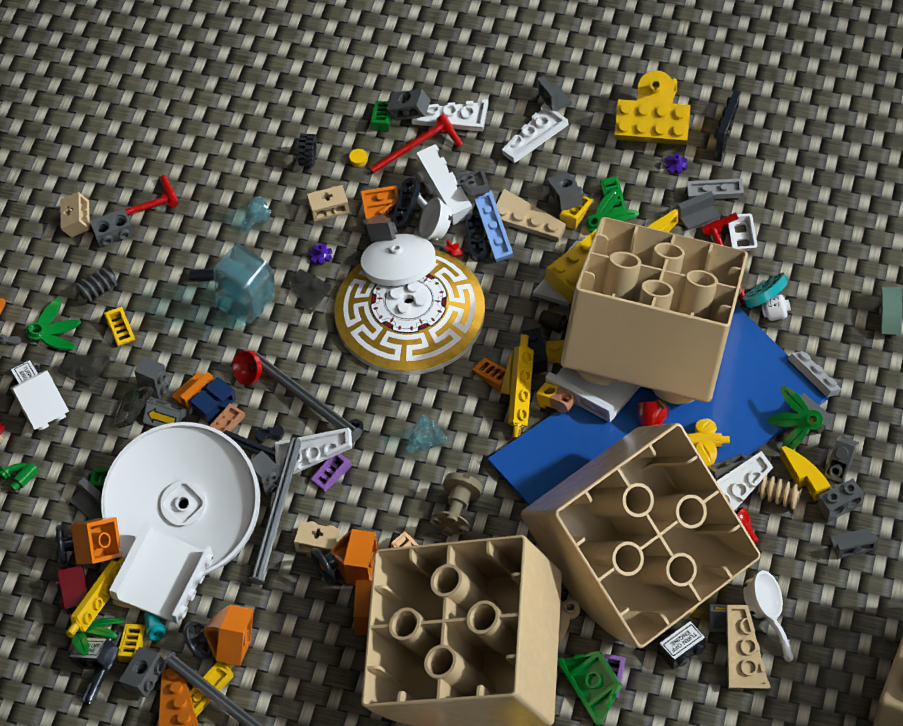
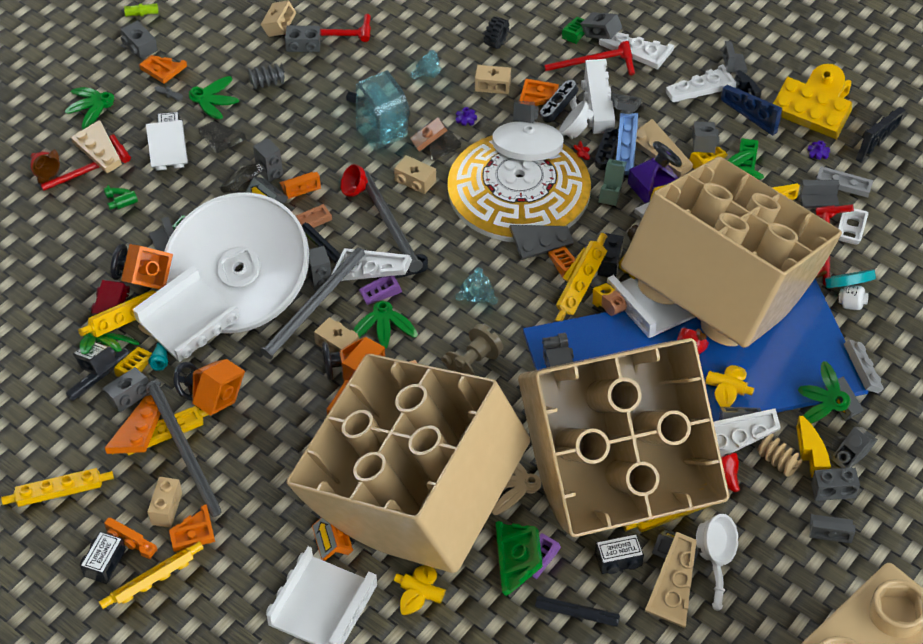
camera: 20 degrees right, 5 degrees down
(116, 313) = (270, 104): yellow slope -> none
(215, 394) = (316, 192): dark blue piece -> none
(263, 434) = (338, 239): black piece -> none
(295, 288) = (428, 134): none -> nougat plate
(303, 336) = (415, 174): none -> tan brick
(354, 508) = (382, 314): none -> green plant
(358, 157) = (538, 54): yellow tile -> none
(458, 360) = (539, 239): none -> dark grey wing
(499, 272) = (613, 182): none -> sand green brick
(537, 249) = (653, 172): none -> dark purple piece
(537, 474) = (556, 350): none -> dark grey hinge
(580, 119) = (747, 84): none -> black slope
(599, 143) = (753, 108): none -> dark blue wing
(669, 713) = (577, 610): none -> black axle

